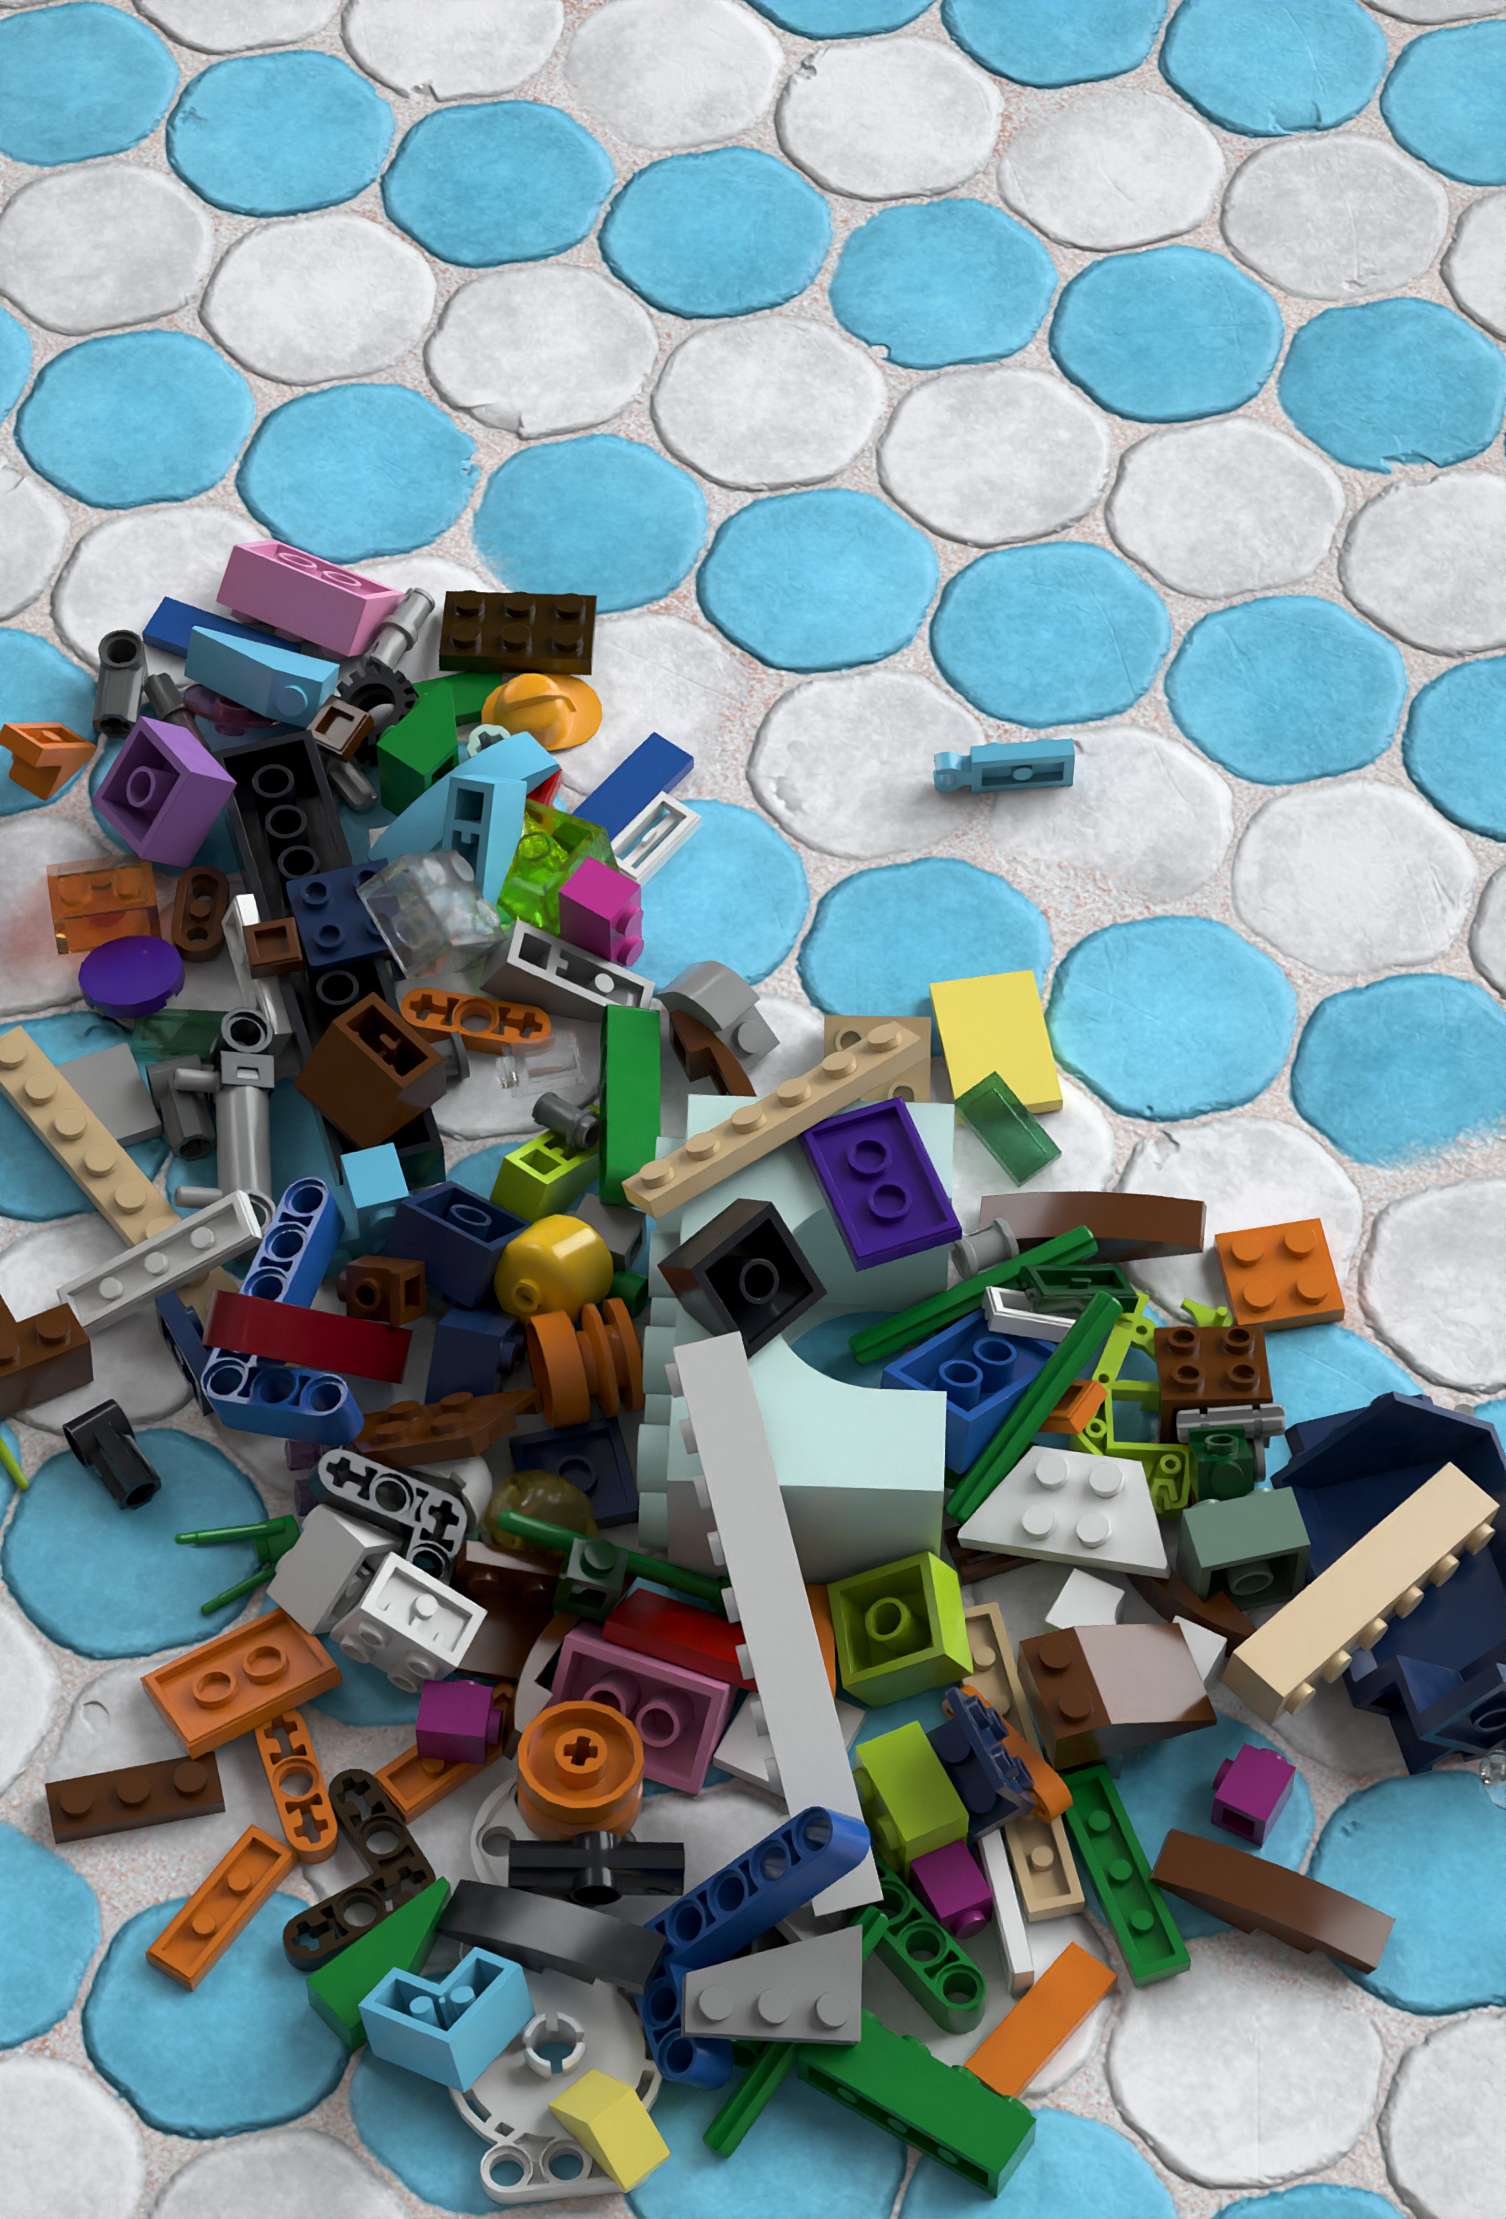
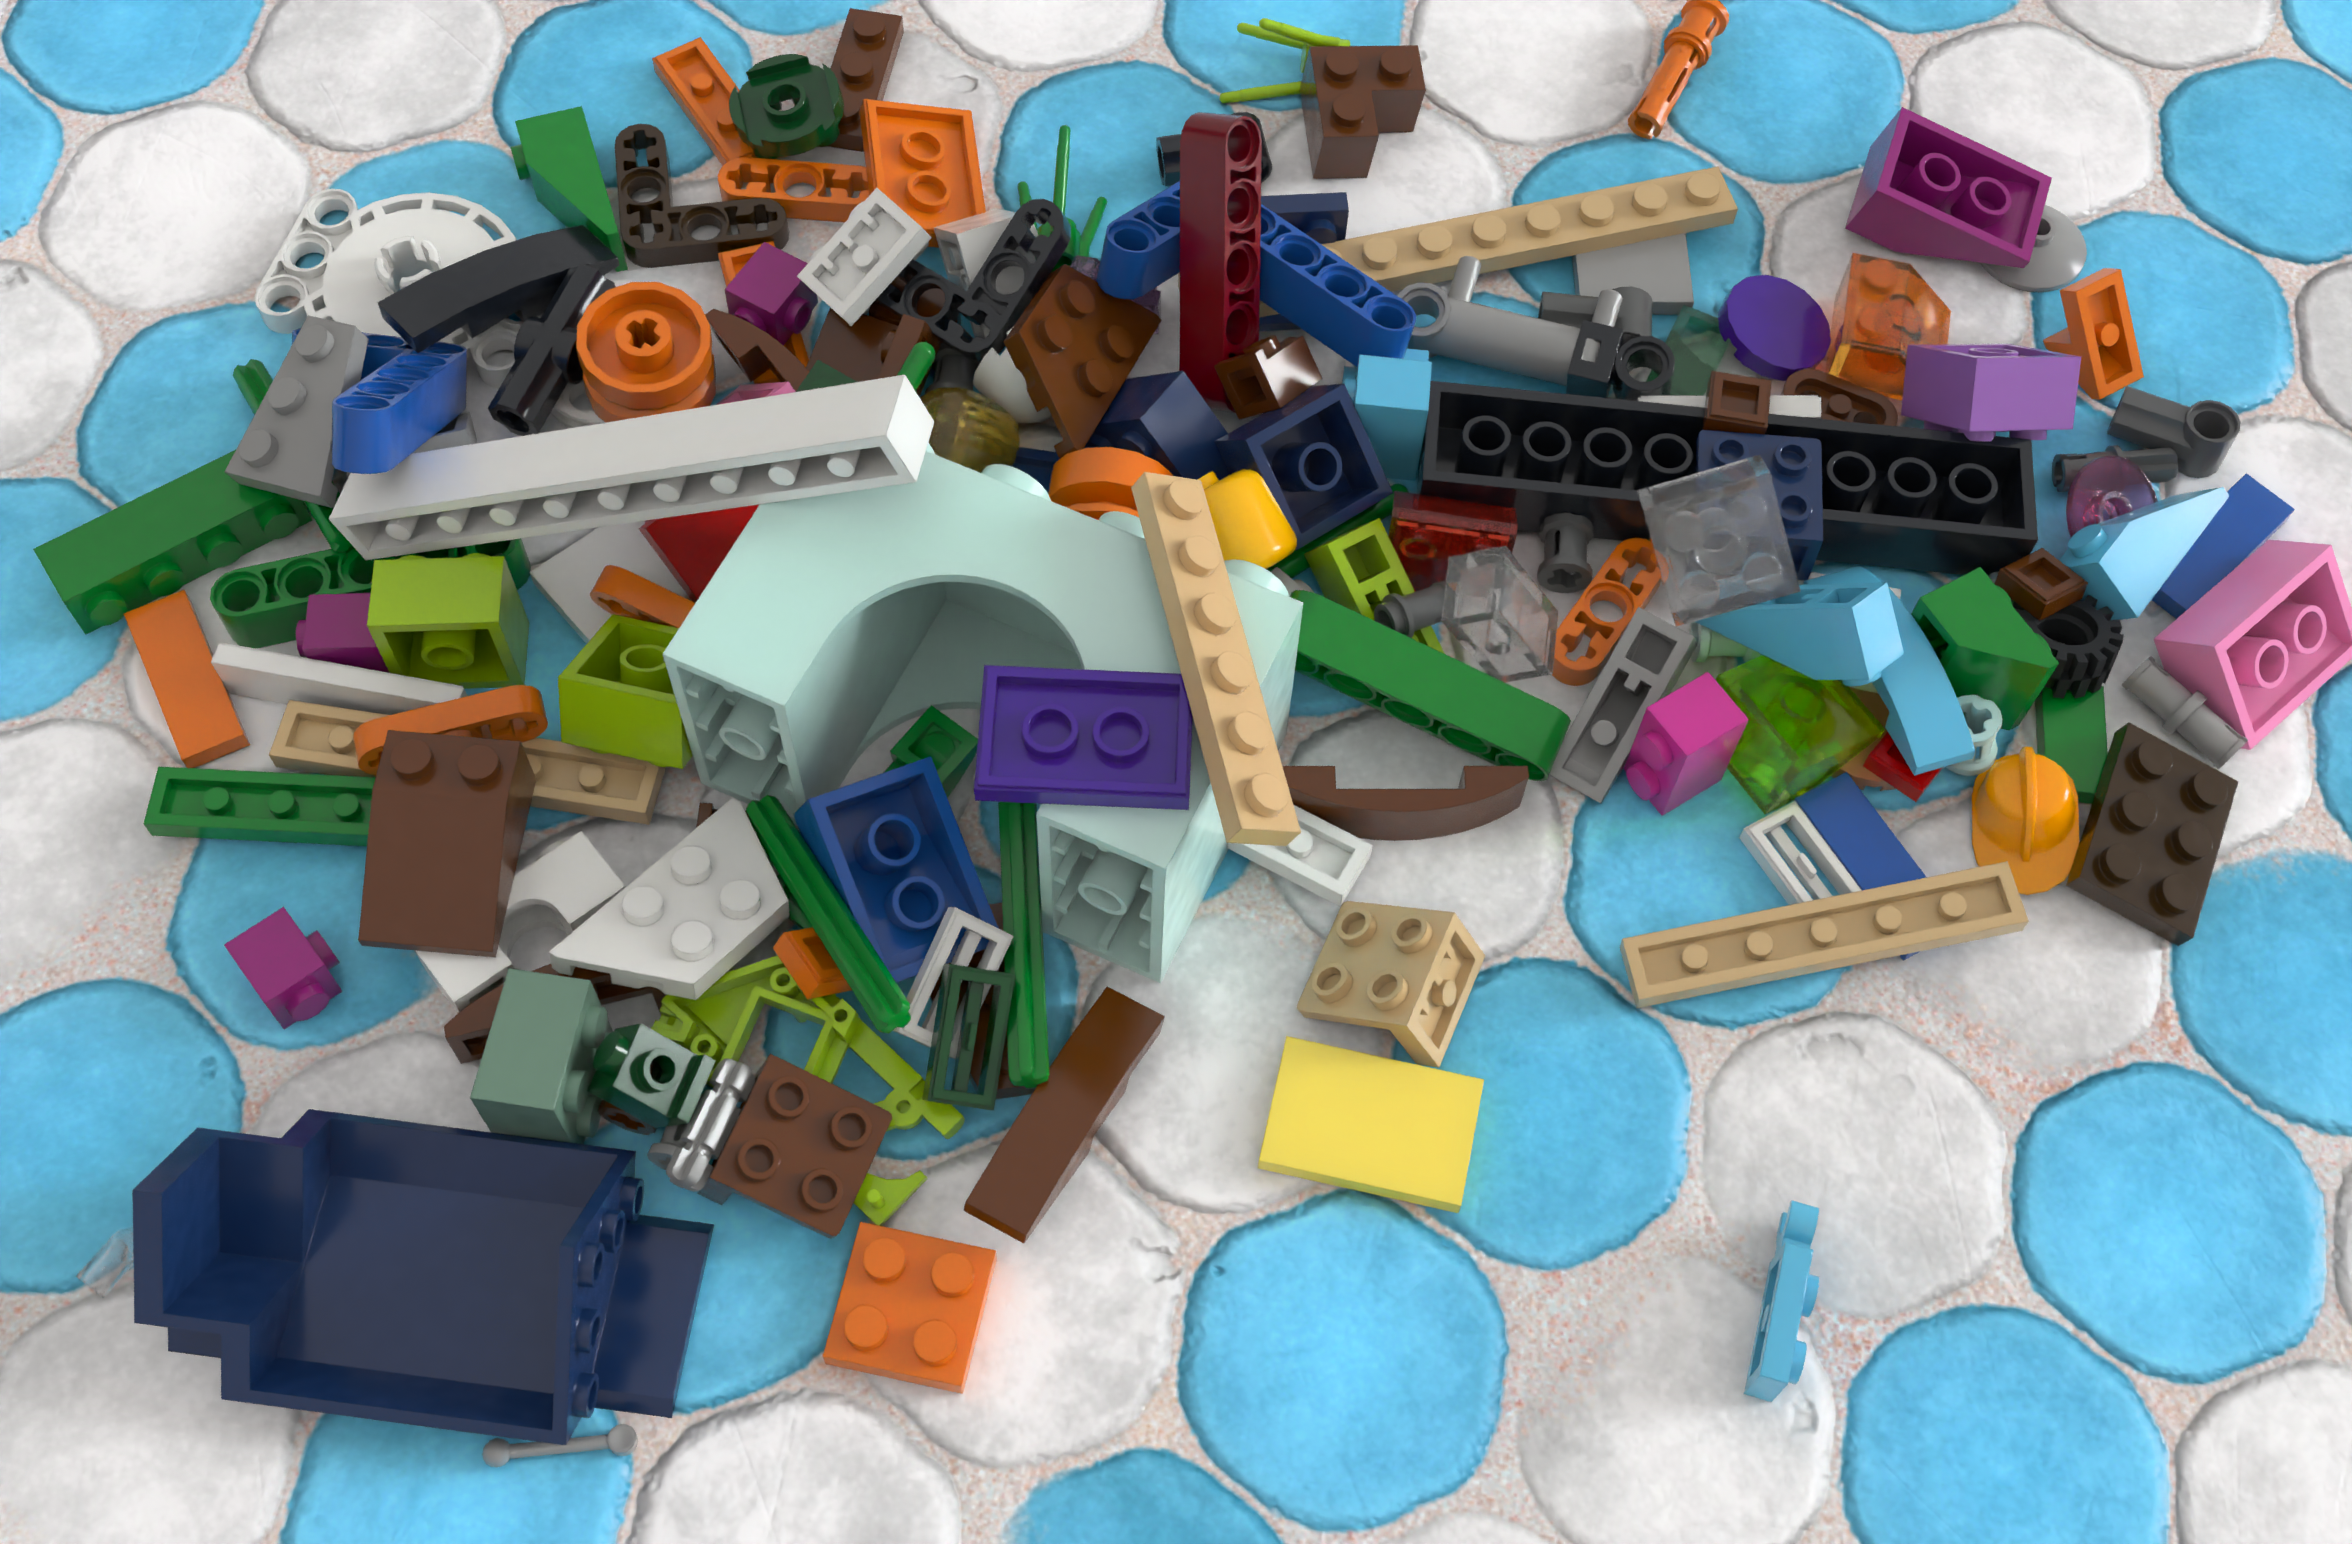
camera: 110 degrees right, 5 degrees up
(163, 1263) = (1391, 221): white tile -> none
(219, 1841) = (794, 131): none -> dark green plate
(371, 1073) = (1525, 423): reddish brown slope -> none
(450, 2027) = (460, 174): medium azure brick -> none
(476, 1123) = (1434, 528): none -> clear red slope
(612, 2127) = (302, 275): light yellow slope -> none
(714, 805) = (1823, 934): none -> tan plate
(725, 1006) = (1517, 821): light grey brick -> none
(743, 1274) = (1015, 539): black slope -> none
(980, 1766) = (412, 653): dark blue bracket -> none
(984, 1248) = (1074, 965): light grey bush -> none
(1007, 1129) = (1239, 1076): clear green tile -> none
(1272, 1898) = (153, 930): reddish brown slope -> none
(1360, 1594) = (412, 1164): tan brick -> none

